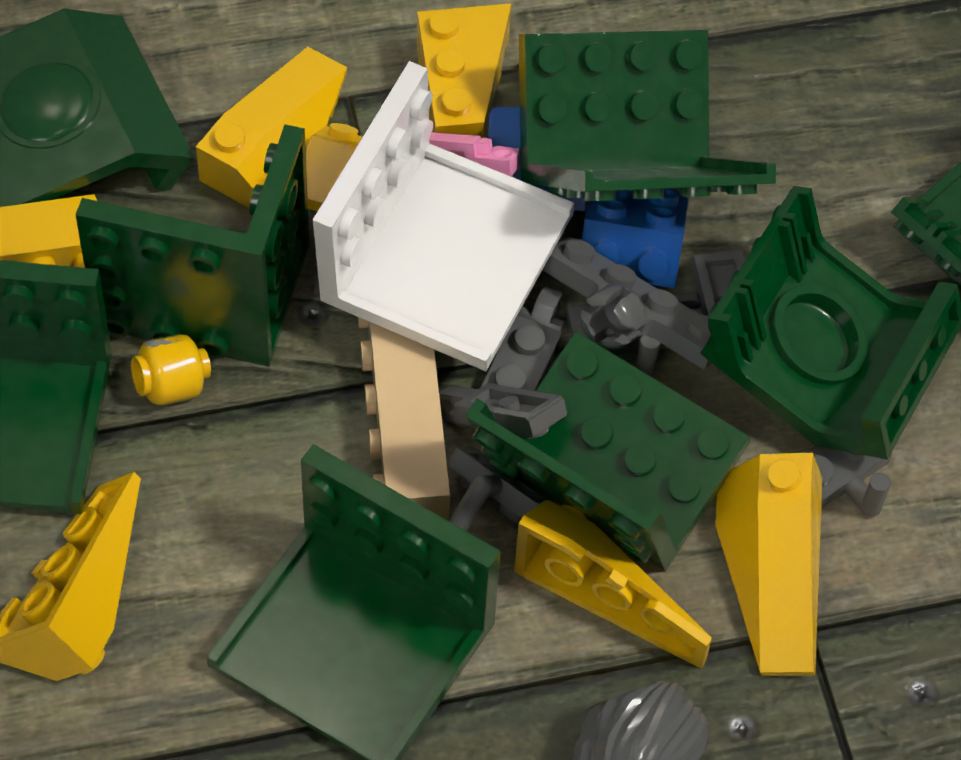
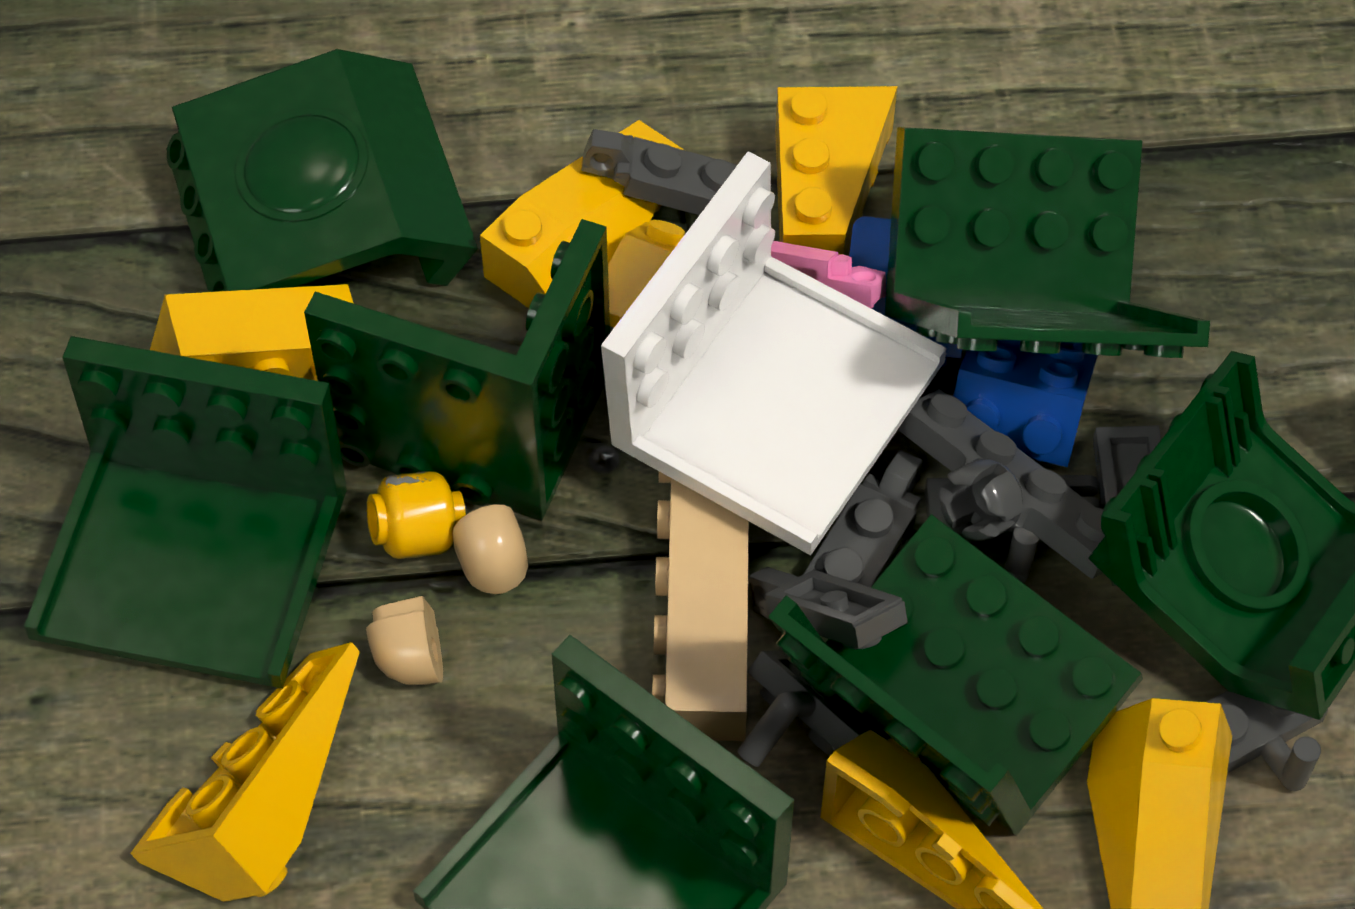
camera: 10 degrees right, 0 degrees up
(175, 468) = (406, 642): none -> tan piece
(233, 390) = (491, 549): none -> tan piece
(331, 85) = (656, 170): none -> dark grey hinge

